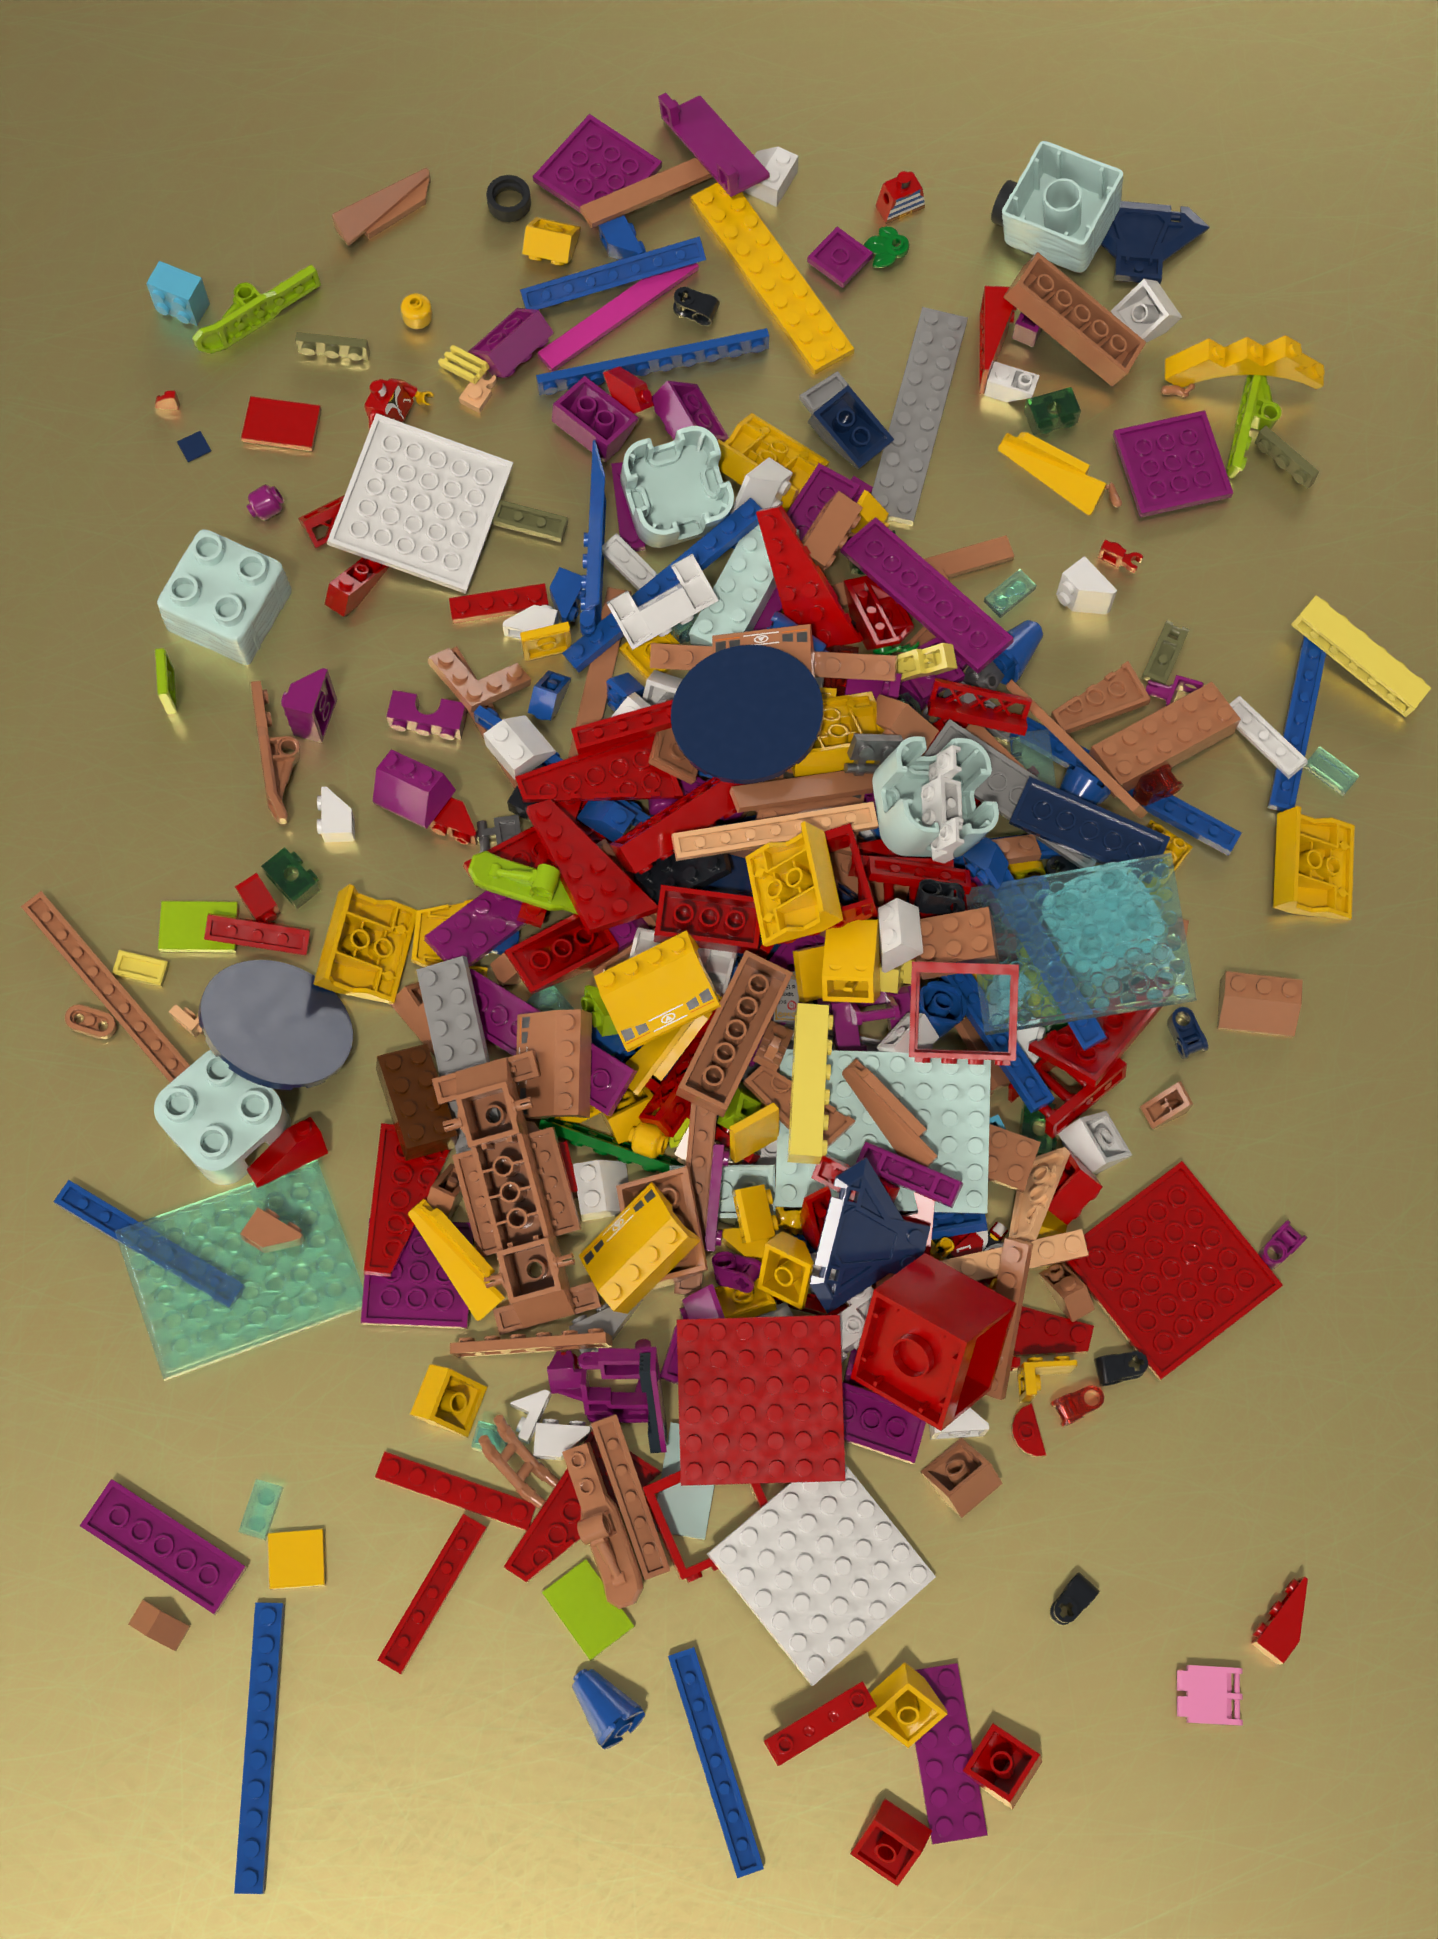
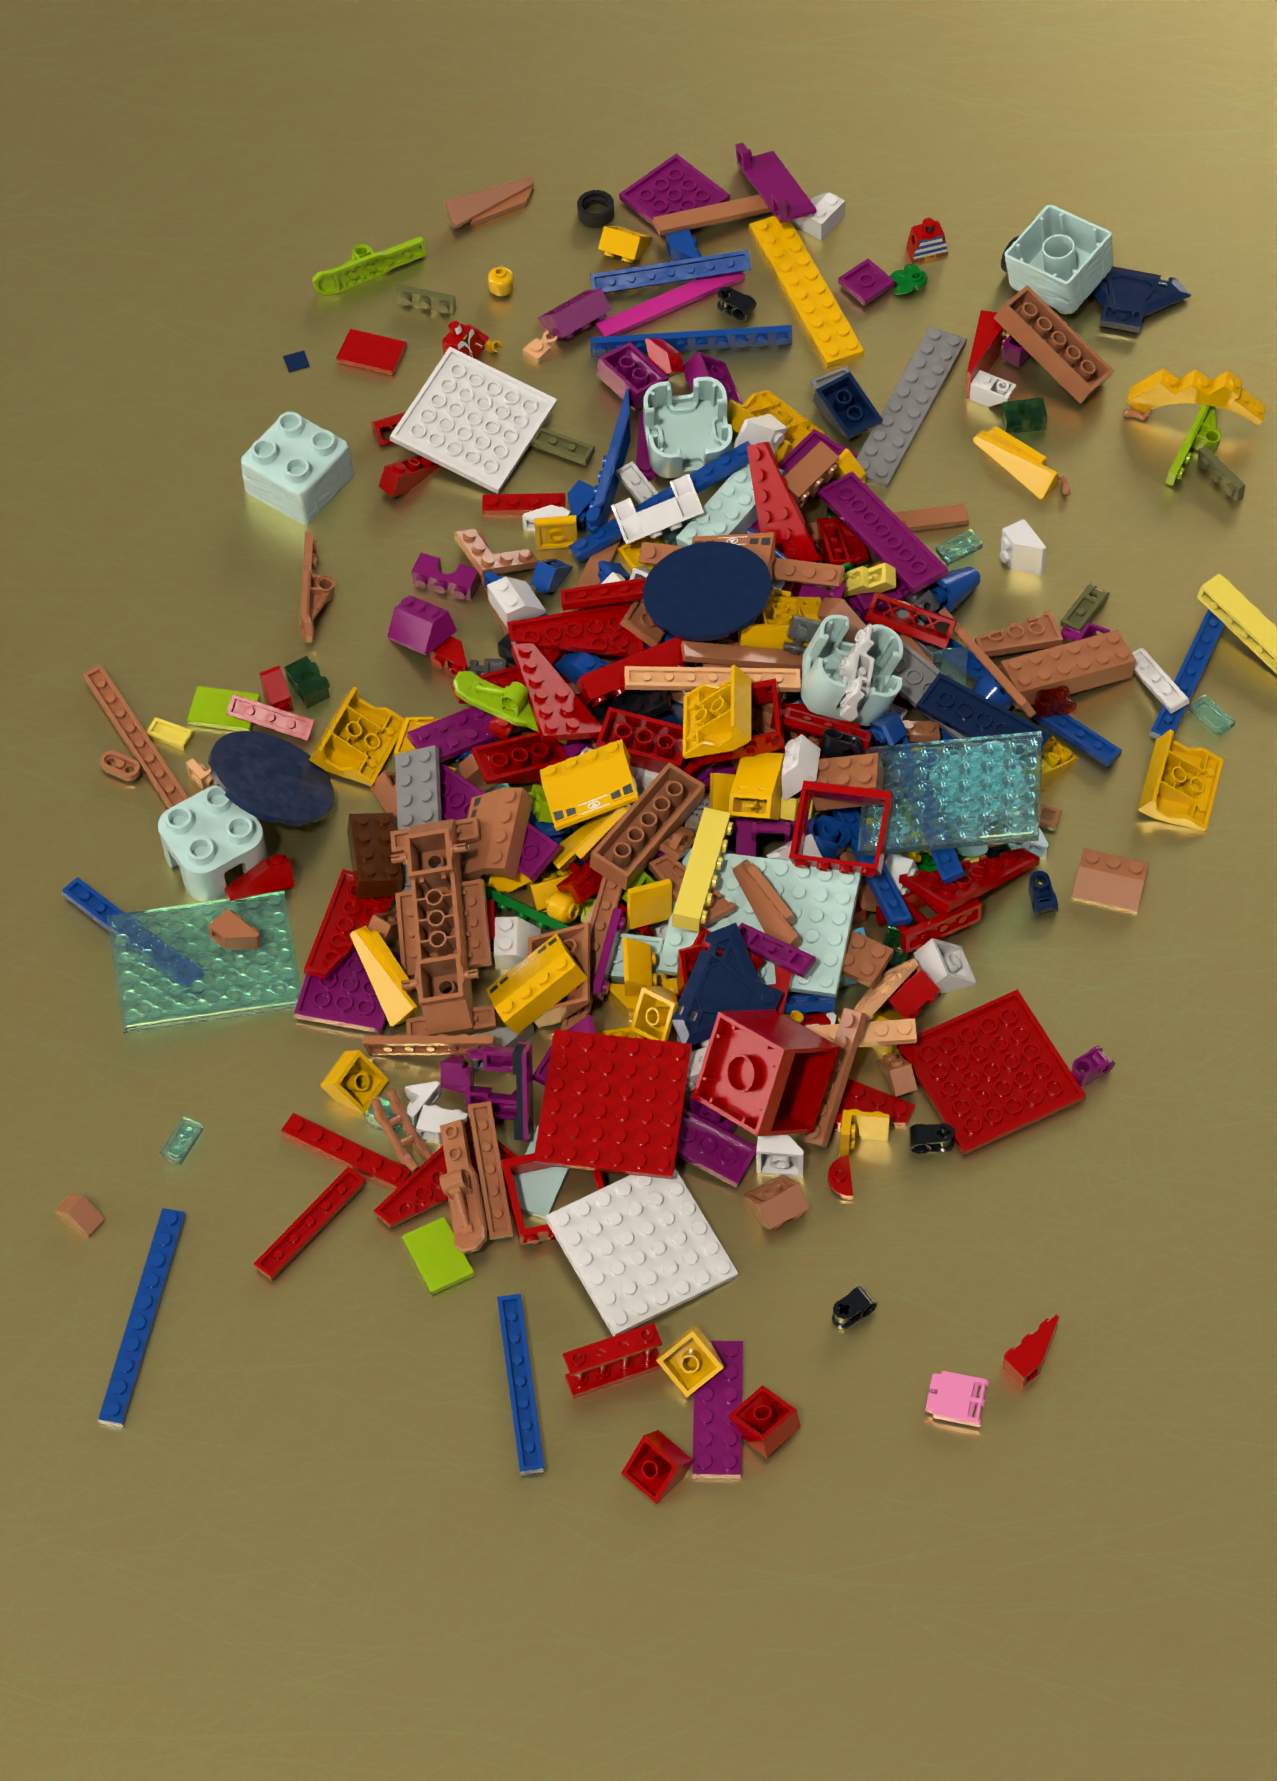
camera: 15 degrees right, 15 degrees down
(163, 1546) = (96, 1156): magenta plate -> none
(165, 681) = (235, 523): lime tile -> none
(168, 401) = (282, 324): tile -> none
(178, 293) = (307, 245): medium azure brick -> none
(265, 502) = (345, 406): magenta head -> none
(296, 1559) = (203, 1182): yellow tile -> none
(310, 705) = (350, 552): magenta slope -> none
(337, 818) = (354, 643): white slope -> none
(466, 361) = (534, 322): light yellow tile -> none
(606, 1708) = (438, 1328): blue cone -> none
(734, 1271) = (614, 1016): magenta piece -> none
(1076, 1405) = (886, 1161): clear red piece -> none
(1116, 555) = (1056, 529): red plate -> none
(1147, 310) = (1122, 350): white slope -> none
(1167, 1105) = (1014, 946): nougat slope -> none
(1172, 463) = (1120, 467): magenta plate -> none

